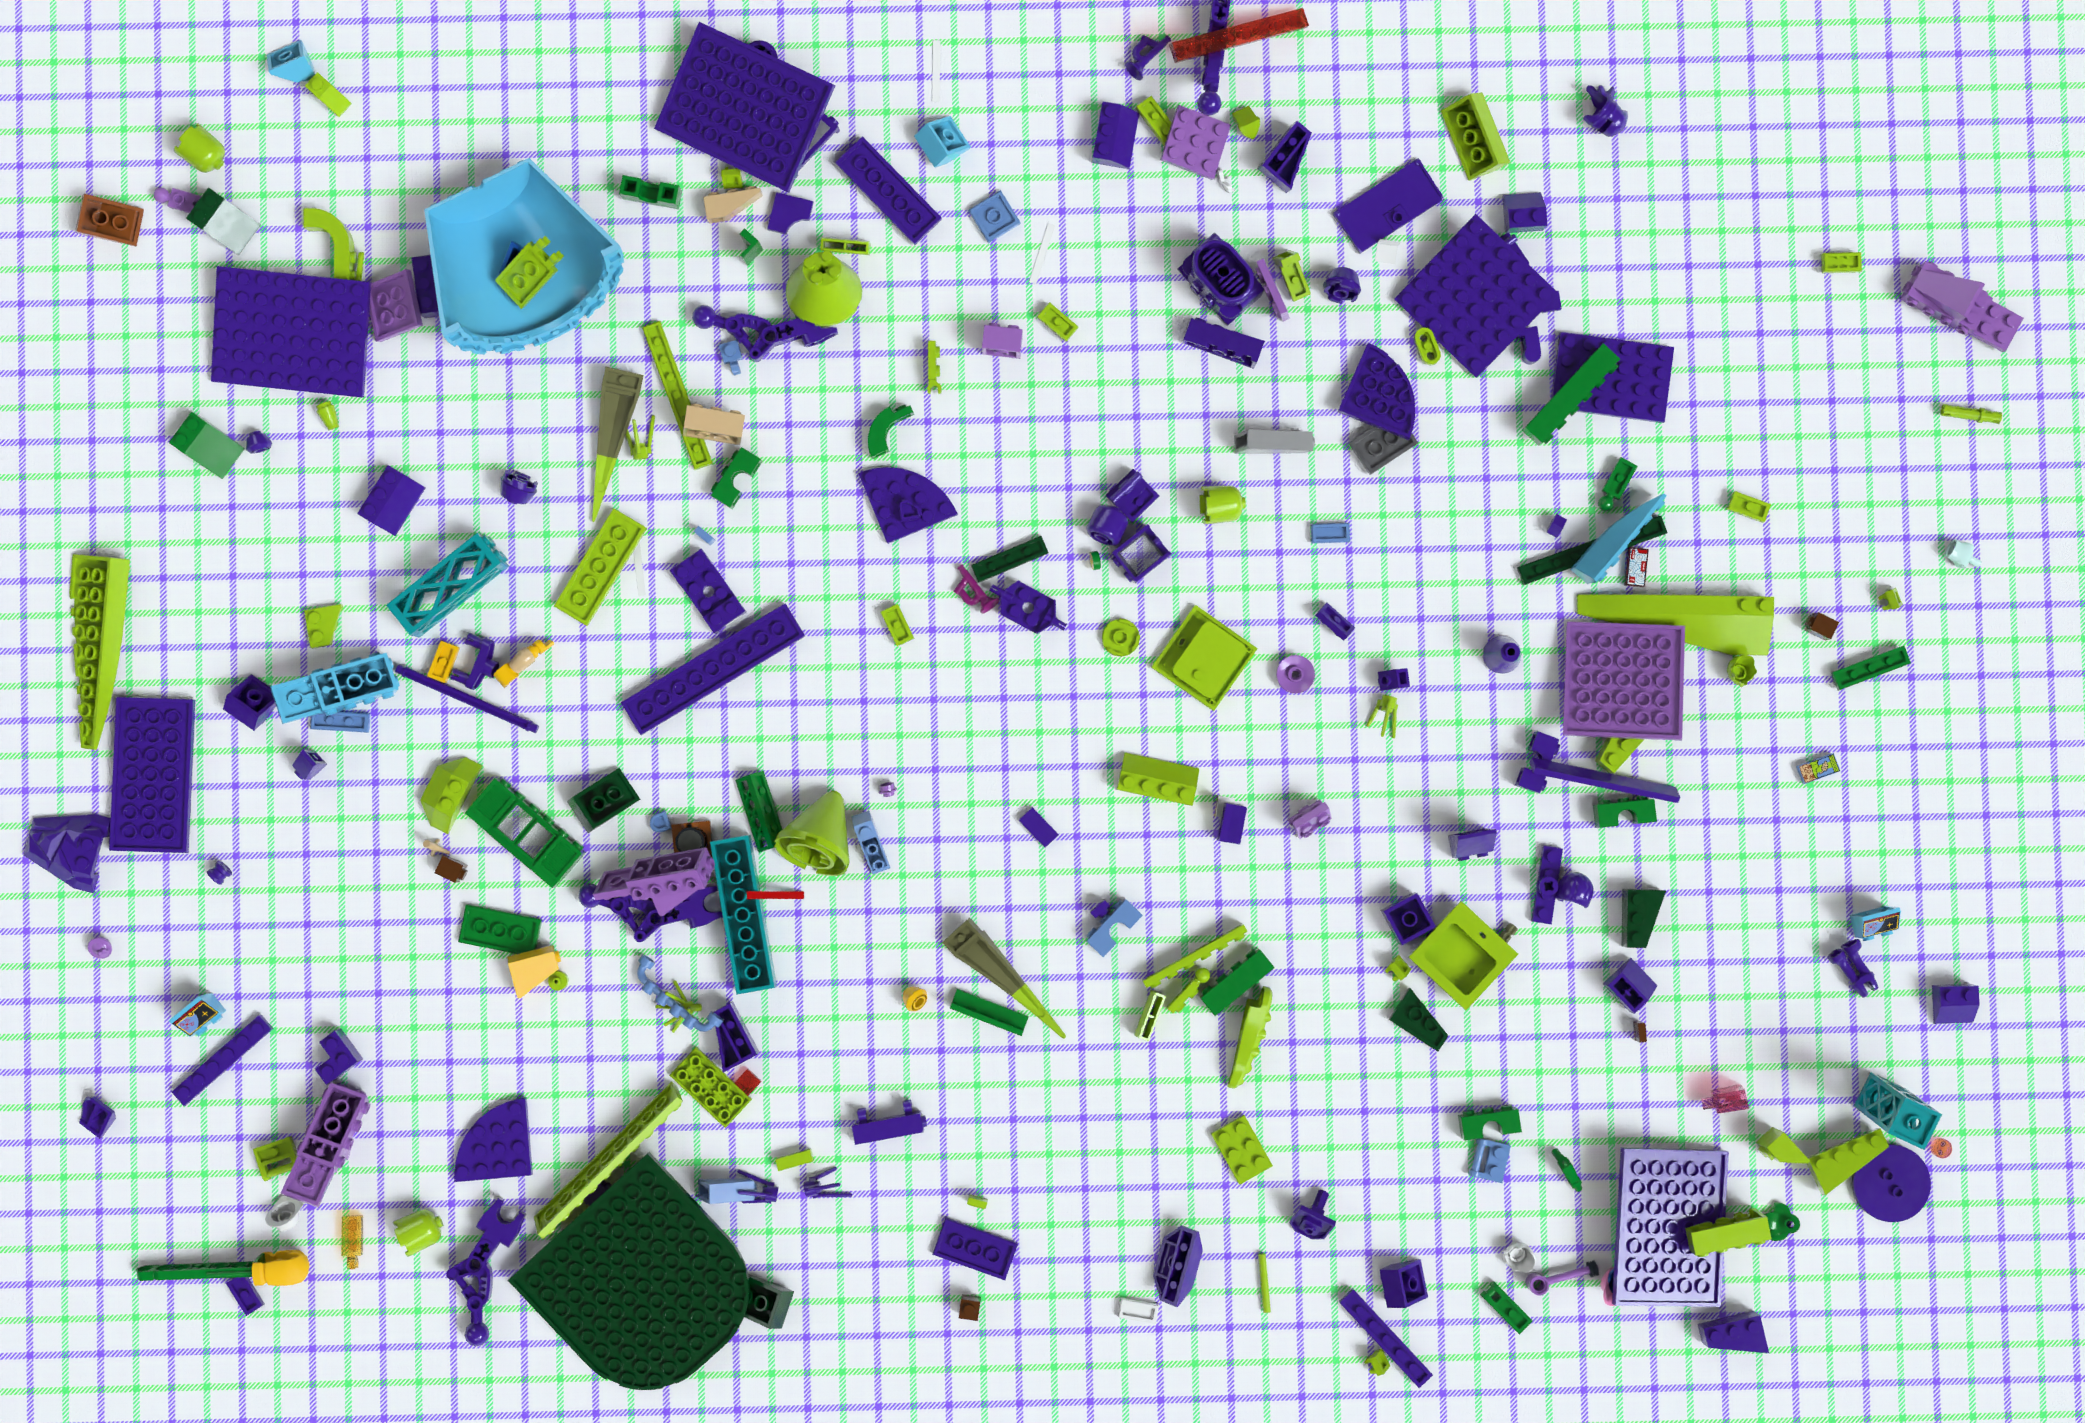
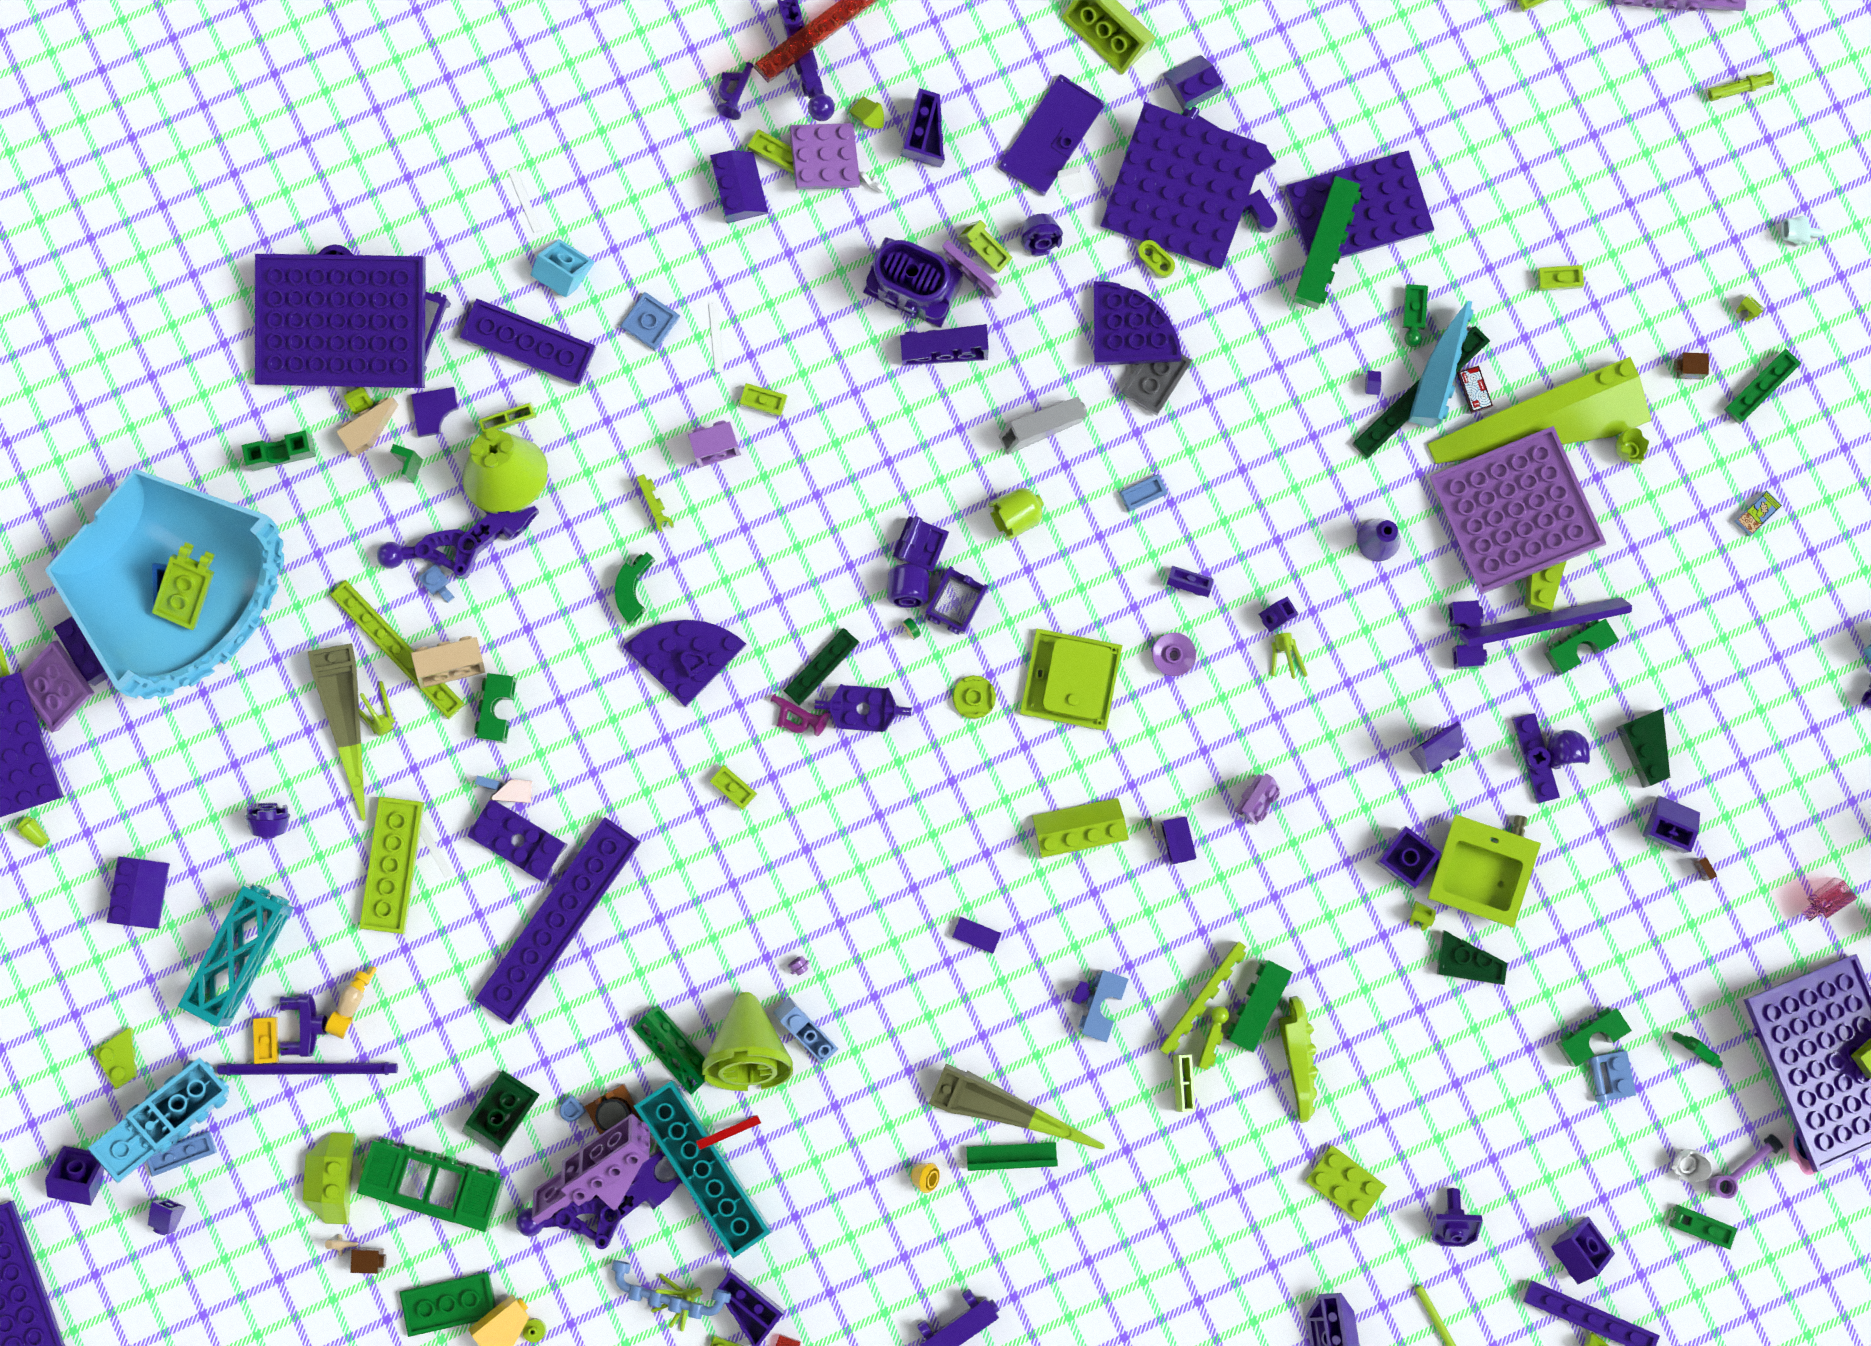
camera: 20 degrees left, 5 degrees down
(722, 551) = (514, 791): none -> tile

